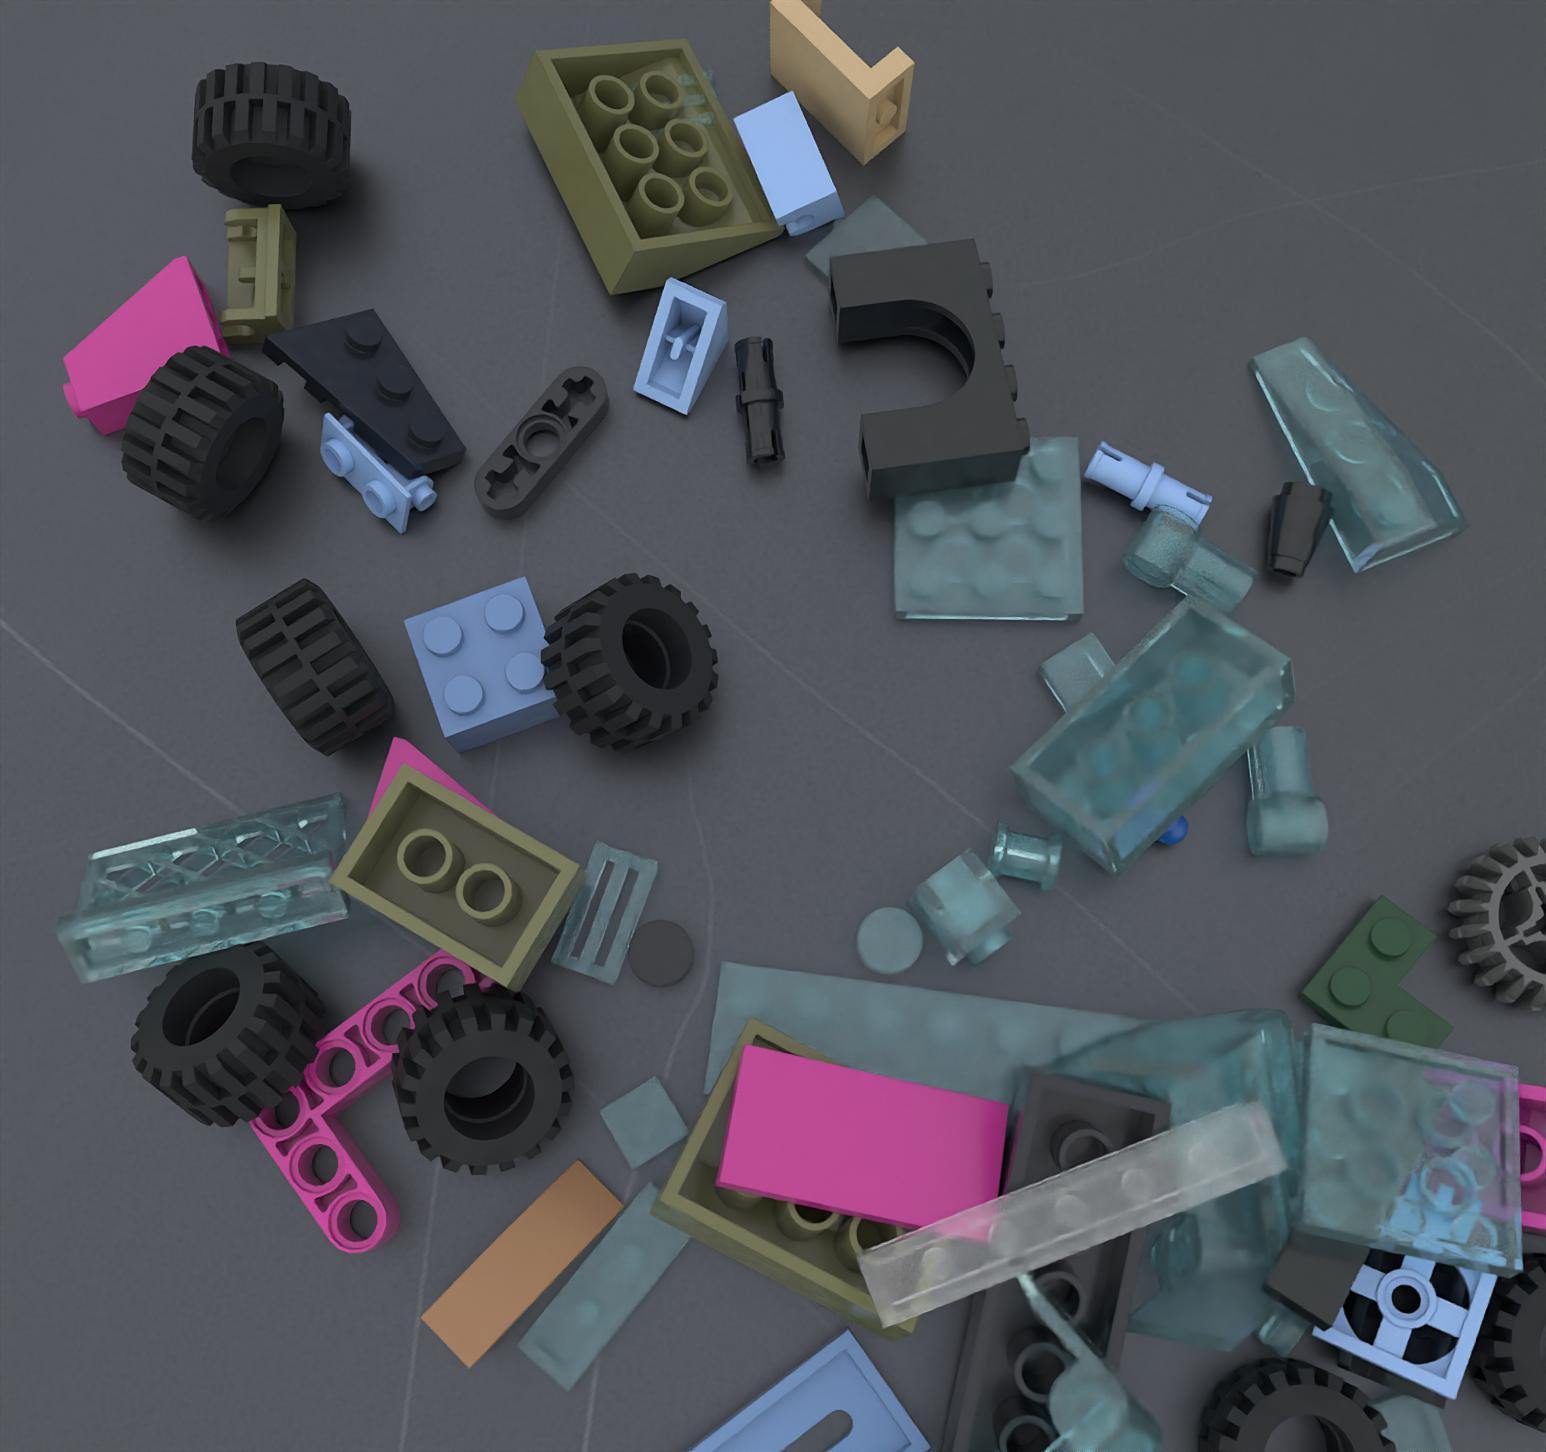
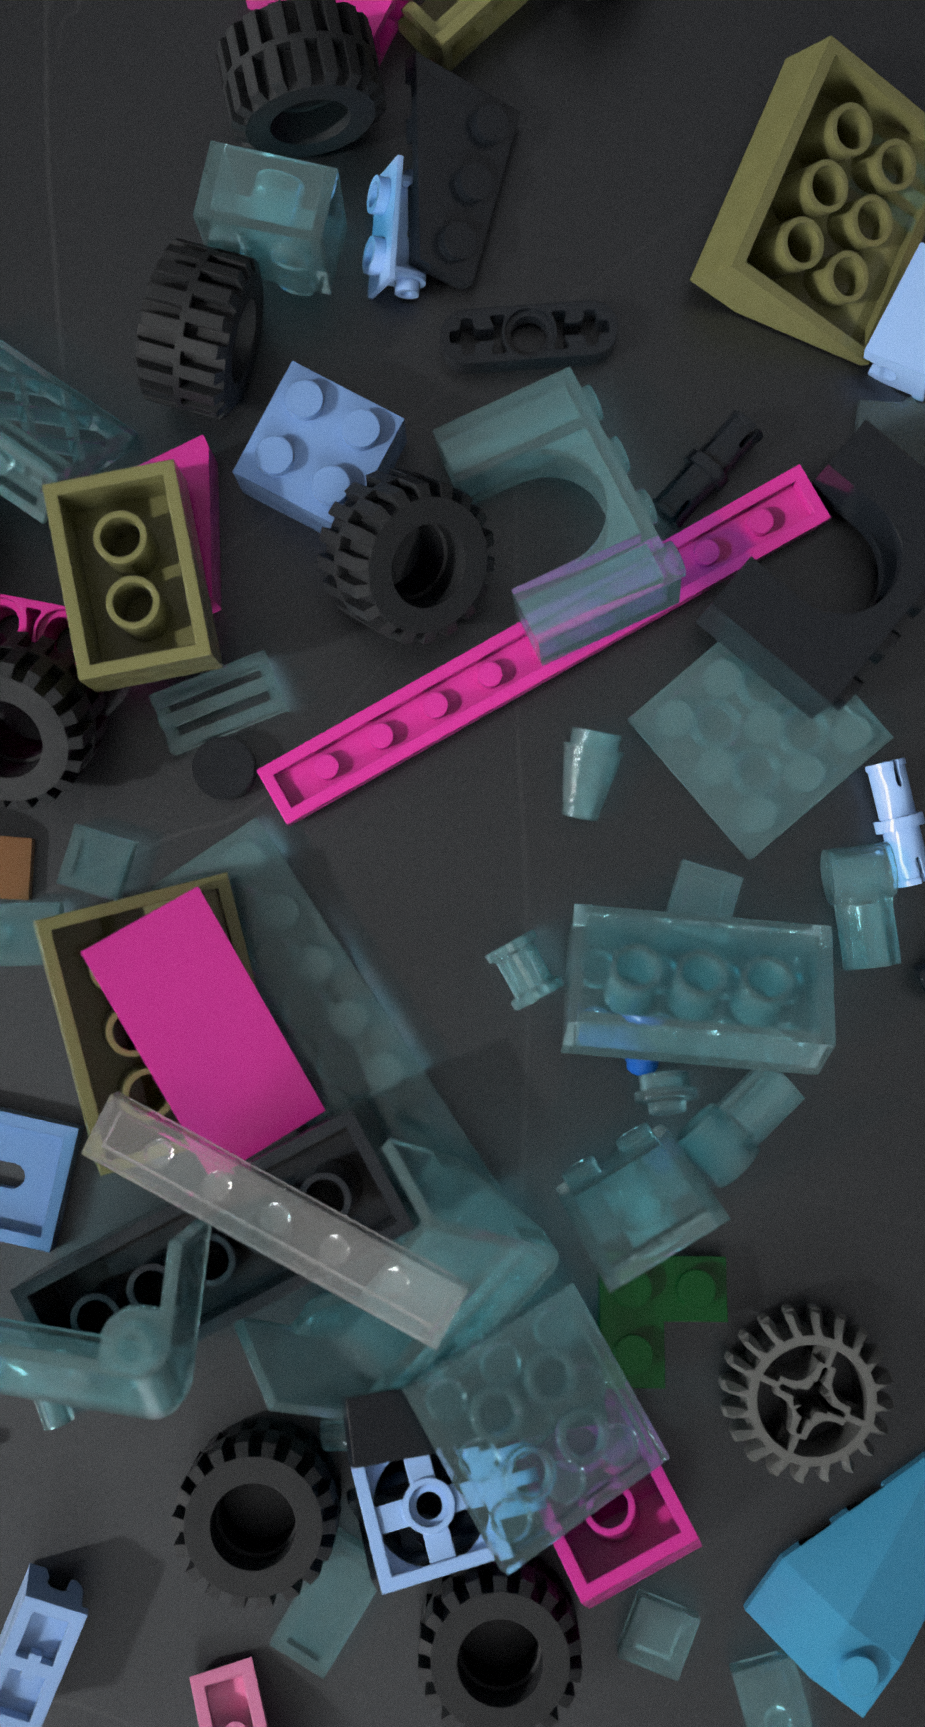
camera: 50 degrees right, 10 degrees up
(280, 536) = (274, 211): none -> clear light blue brick
(638, 478) = (558, 434): none -> clear light blue arch
(682, 346) = (696, 372): light blue slope -> none
(781, 640) = (508, 665): none -> dark pink plate
(889, 940) = (377, 924): clear light blue tile -> none
(911, 676) = (589, 771): none -> clear light blue cone
(964, 909) = (436, 961): clear light blue brick -> none
(1212, 830) = (665, 1092): none -> clear light blue plate
(1292, 917) = (638, 1204): none -> clear light blue slope

